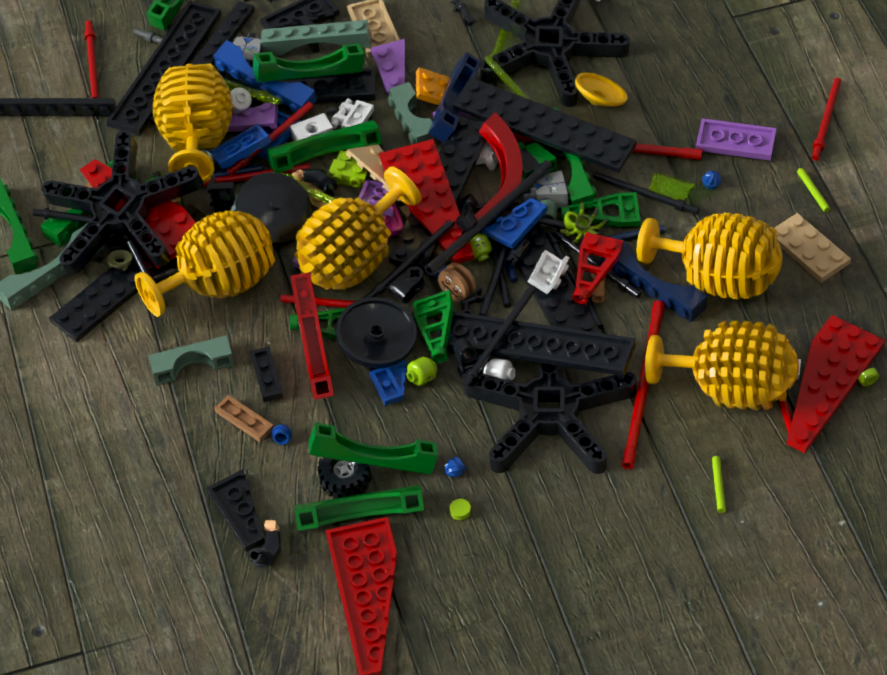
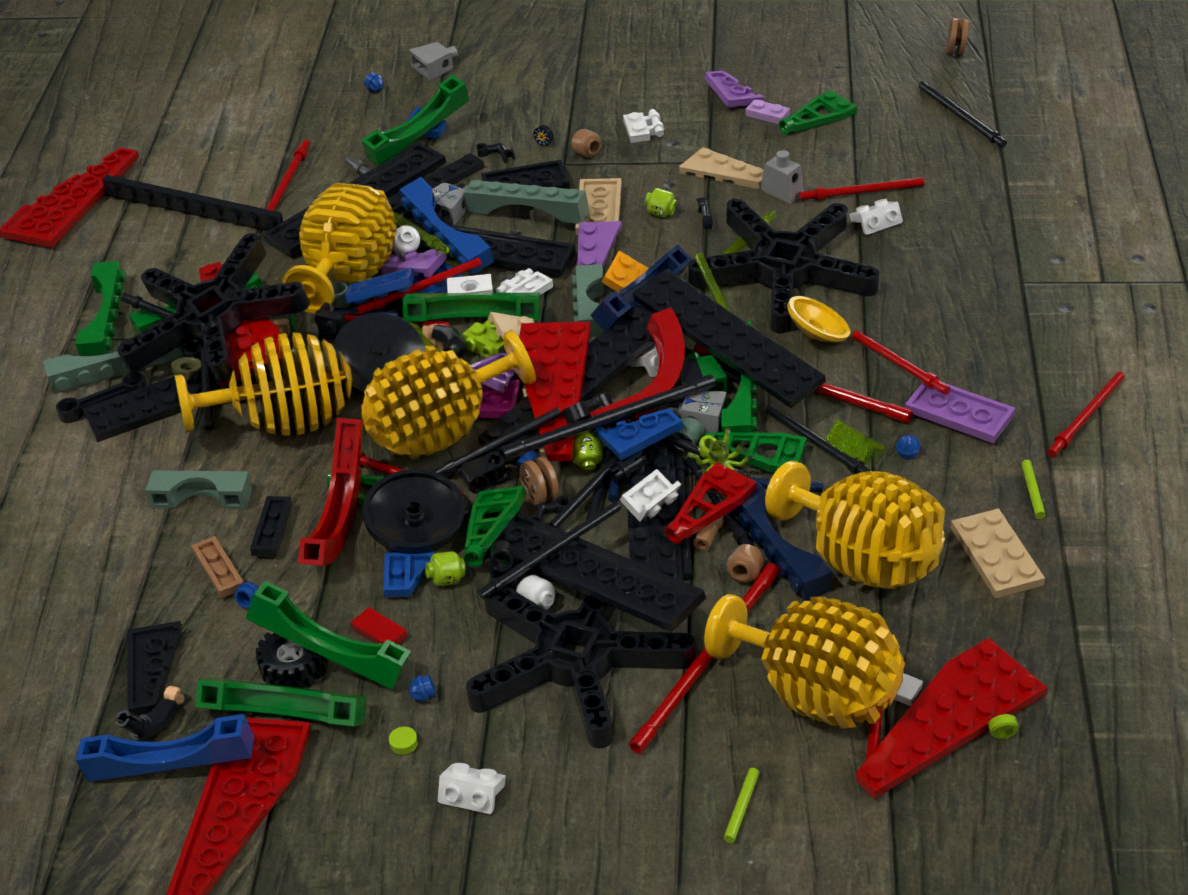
camera: 20 degrees right, 10 degrees down
(57, 303) = (75, 405): none -> black piece
(263, 584) = (115, 757): none -> blue arch
(345, 60) = (450, 212): green arch -> none
(395, 431) = (378, 627): none -> red tile
(424, 12) = (660, 203): none -> lime head
(528, 529) = (470, 787): none -> white bracket
(639, 305) = (745, 563): none -> medium nougat head
(706, 121) = (928, 379): none -> red bar

